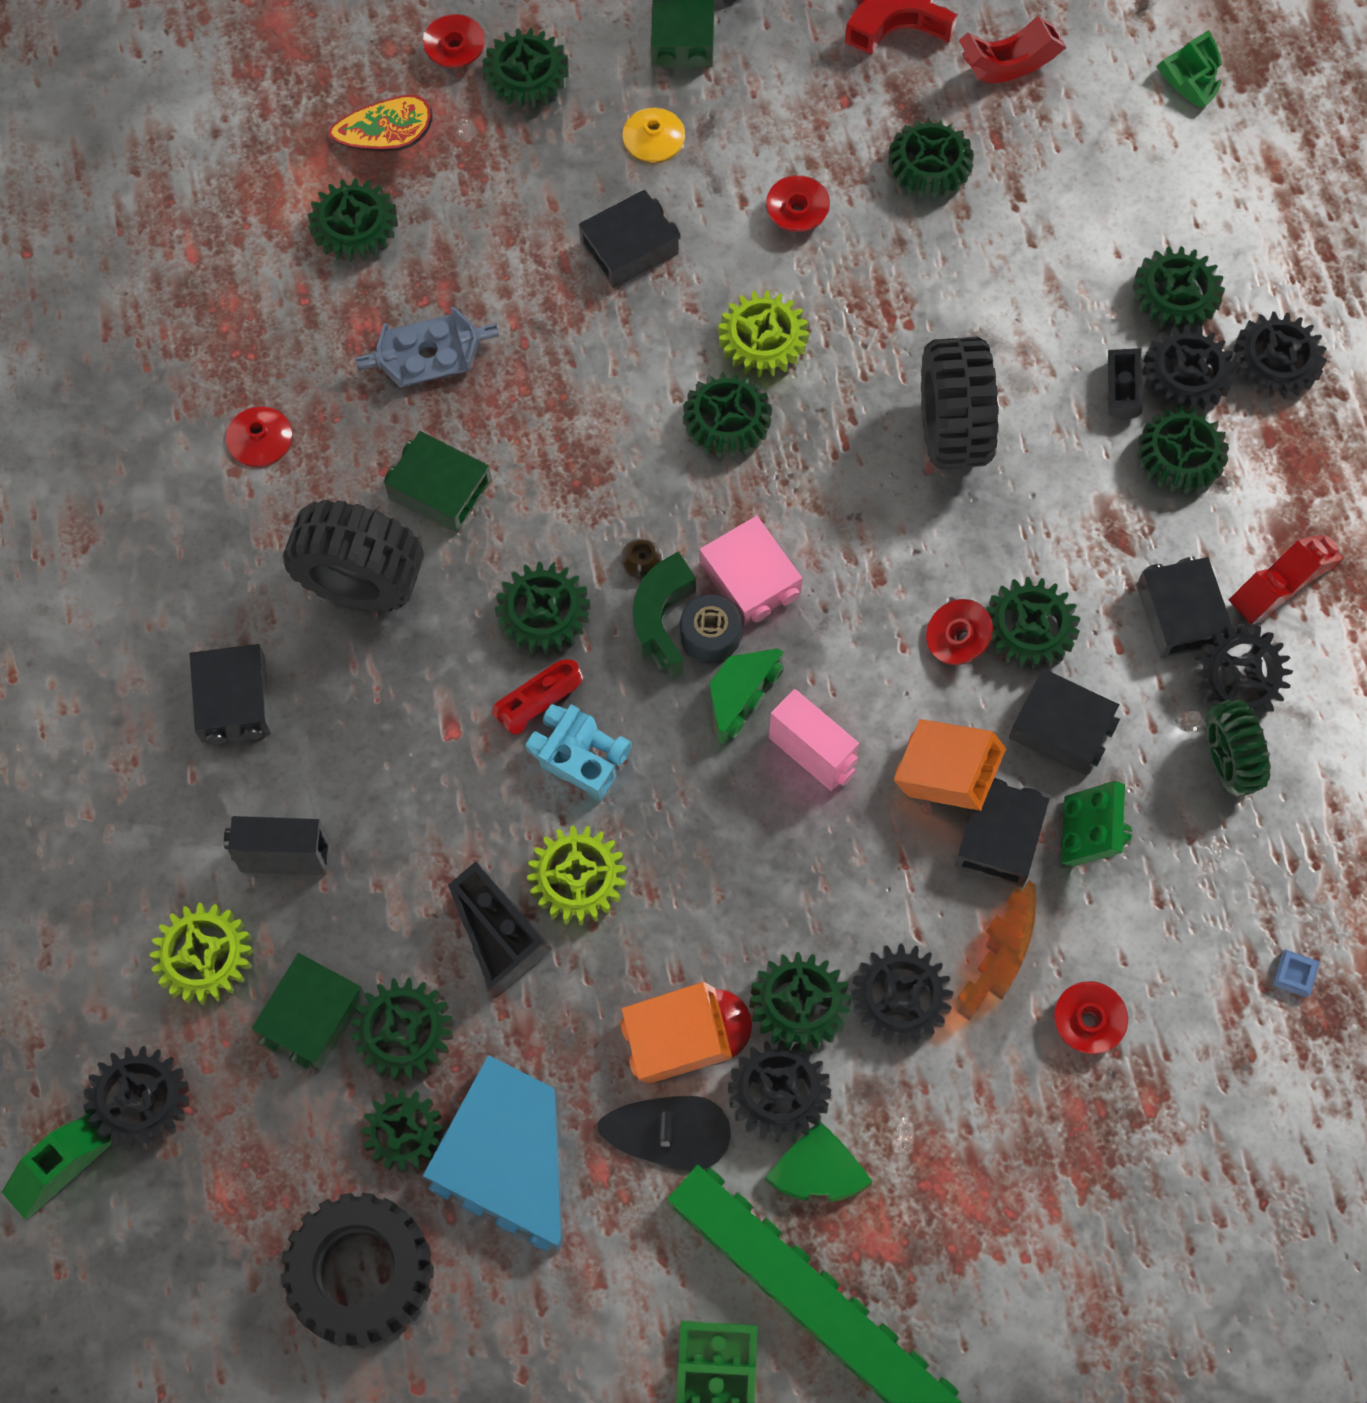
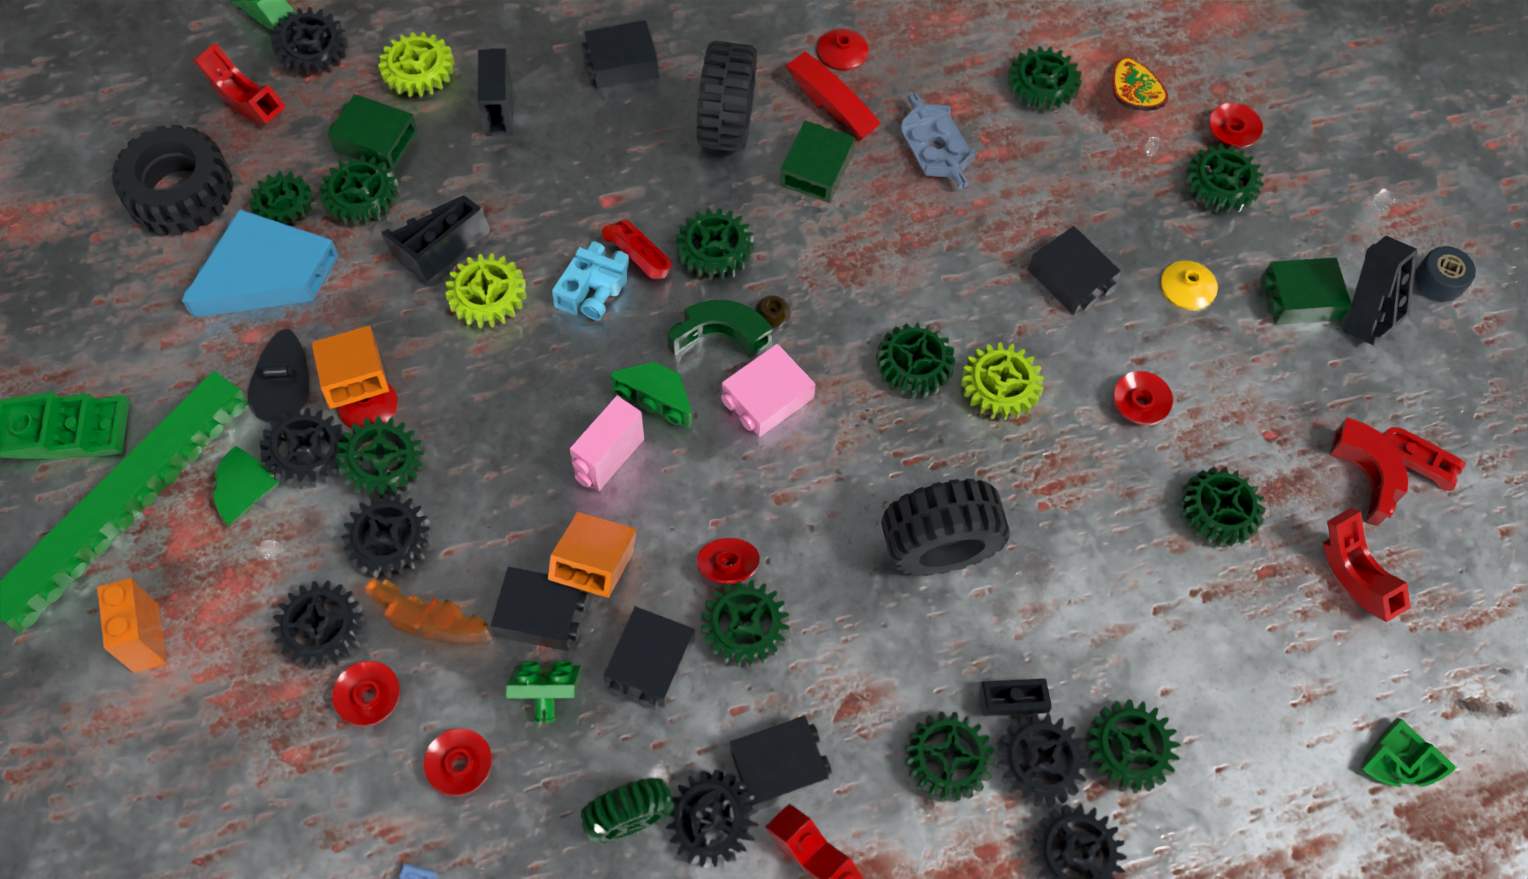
camera: 80 degrees right, 5 degrees down
(215, 1187) = (251, 100): none -> red arch
(339, 451) = (831, 92): none -> red slope
(710, 641) = (709, 363): black wheel -> none
(1009, 1272) = (131, 625): none -> orange brick
(1022, 1068) = (296, 623): none -> black gear
(1183, 910) = (446, 751): none -> red dish

